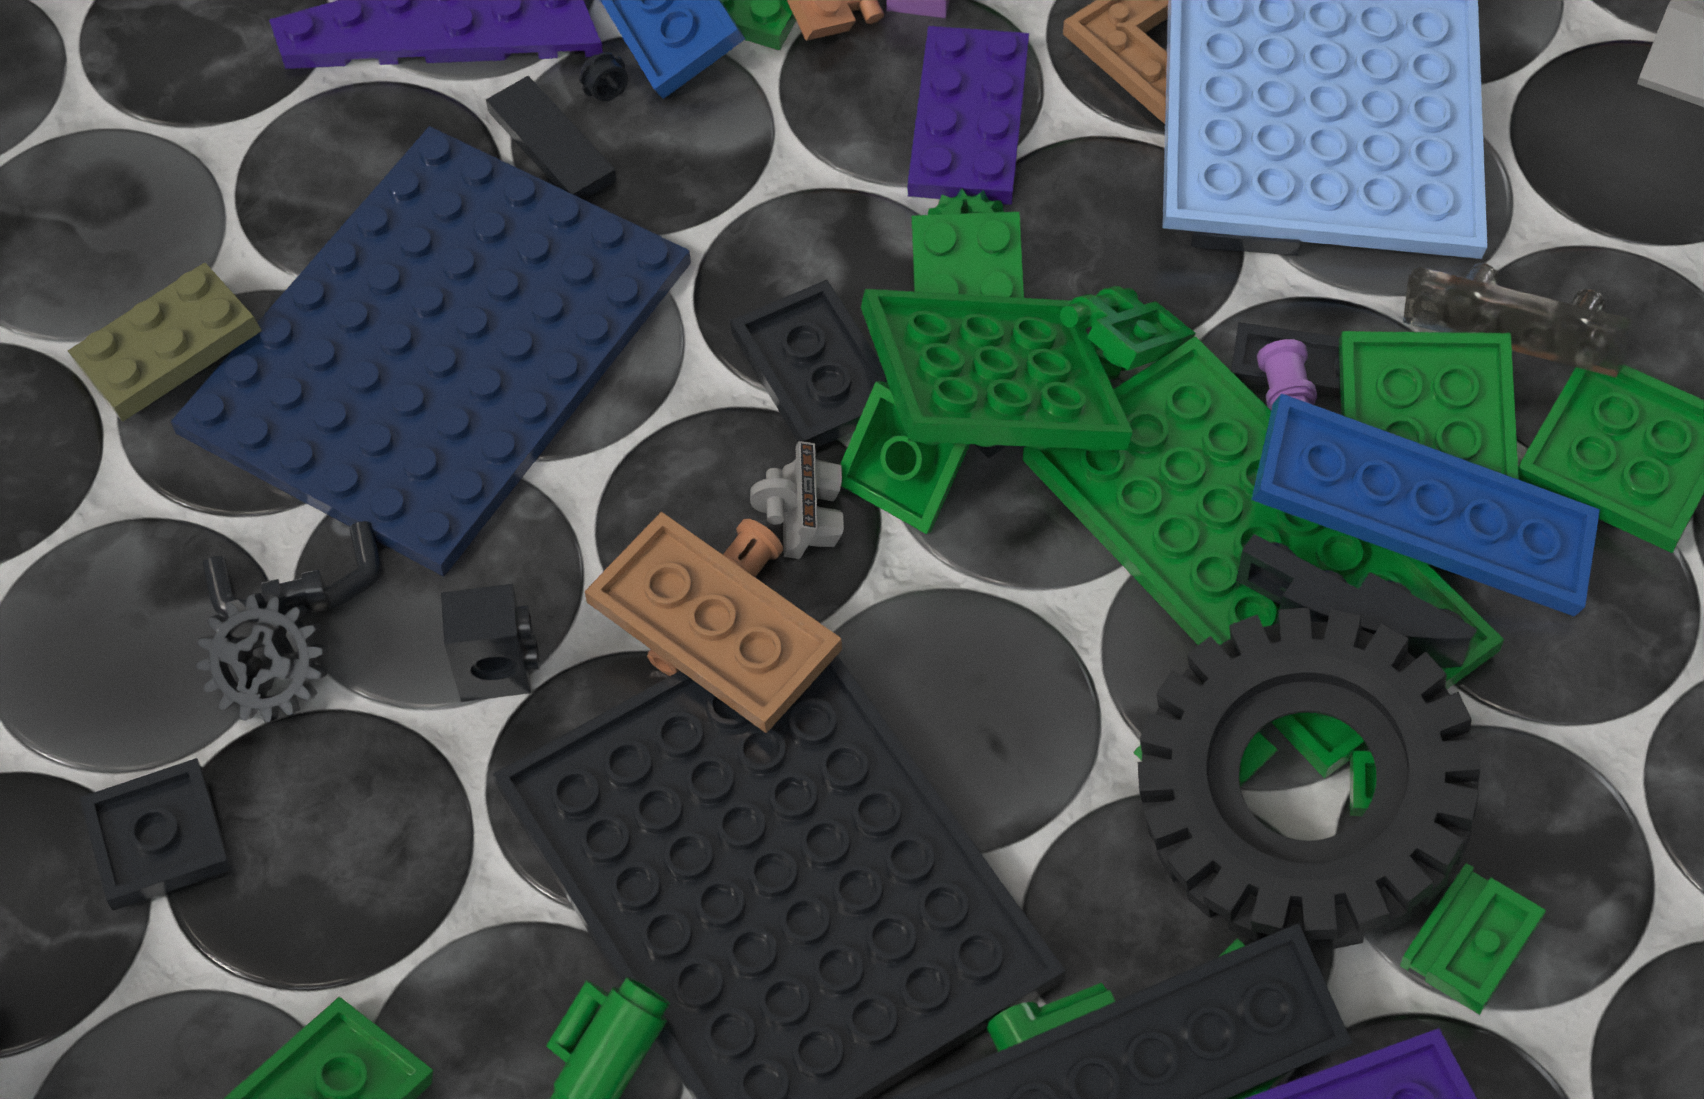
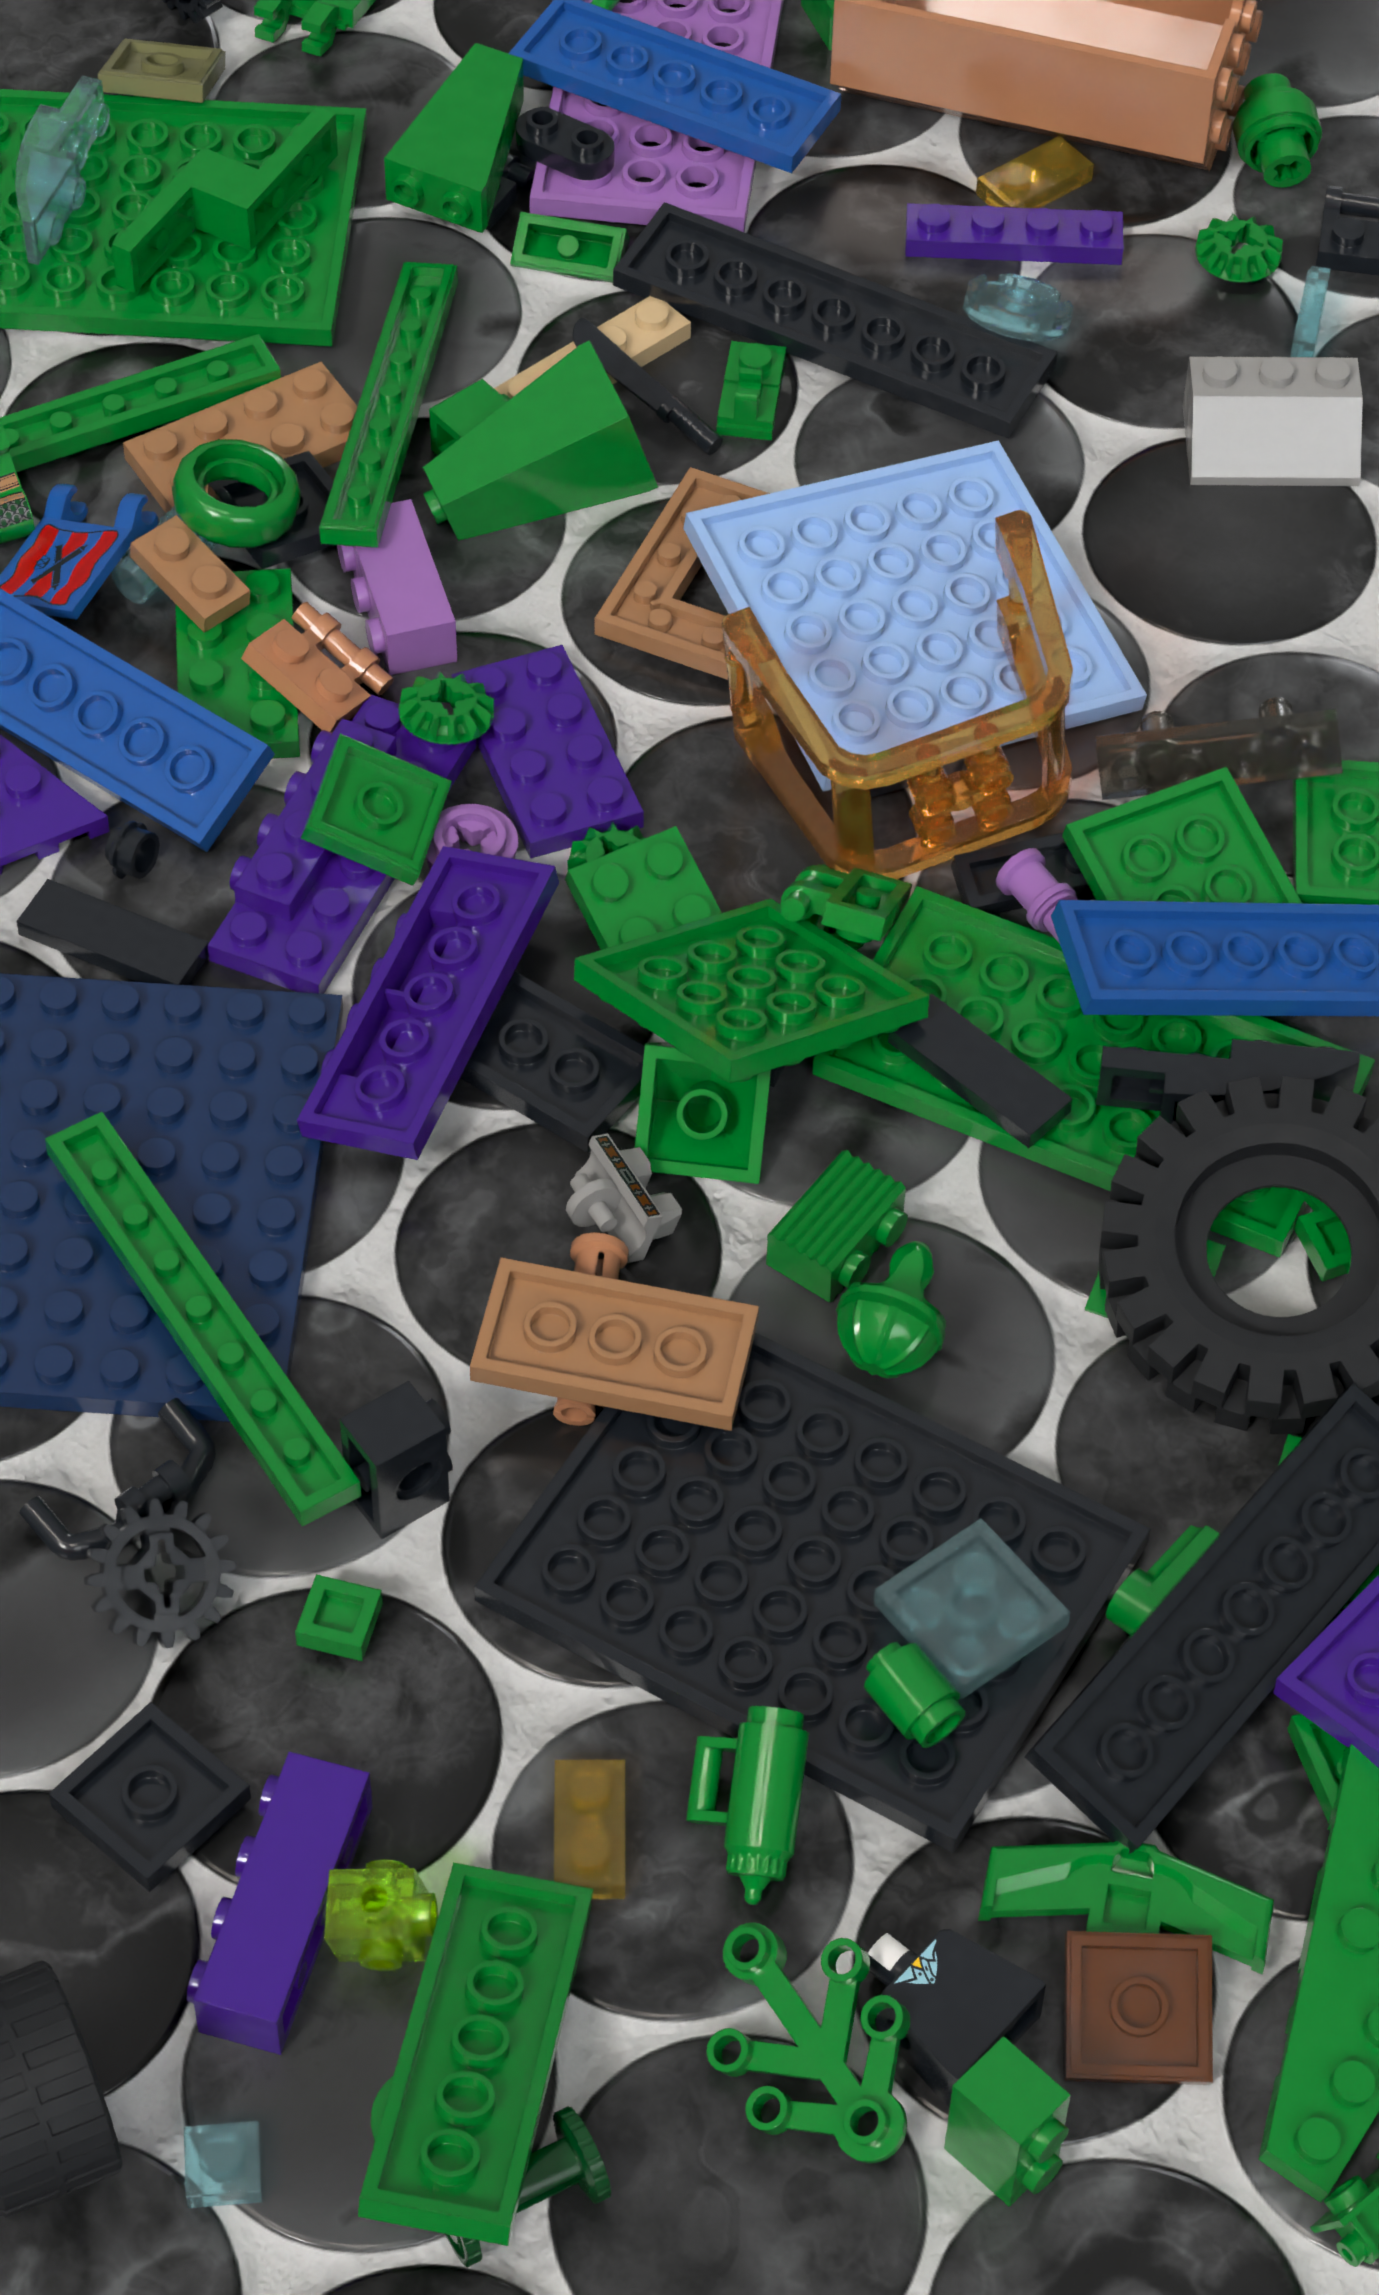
camera: 30 degrees left, 5 degrees down
(194, 967) = (278, 1911): none -> dark purple brick
(250, 1012) = (379, 1915): none -> clear neon green brick
(381, 752) = (339, 1617): none -> green plate
(413, 469) = (204, 1320): none -> green plate
(468, 1016) = (590, 1826): none -> clear yellow plate
(741, 281) = (428, 1003): none -> dark purple plate
(763, 127) = (301, 903): none -> dark purple plate
(772, 1026) = (914, 1693): none -> green brick
(794, 111) = (376, 809): none -> green tile
(865, 974) = (972, 1607): none -> clear light blue plate
(878, 153) = (476, 826): none -> medium lavender gear
(912, 65) = (427, 719): none -> green gear
(958, 697) = (891, 1323): none -> green piece
(961, 597) = (838, 1227): none -> green brick
(1153, 515) = (983, 1073): none -> black tile
(1229, 268) = (1044, 673): none -> clear orange windscreen

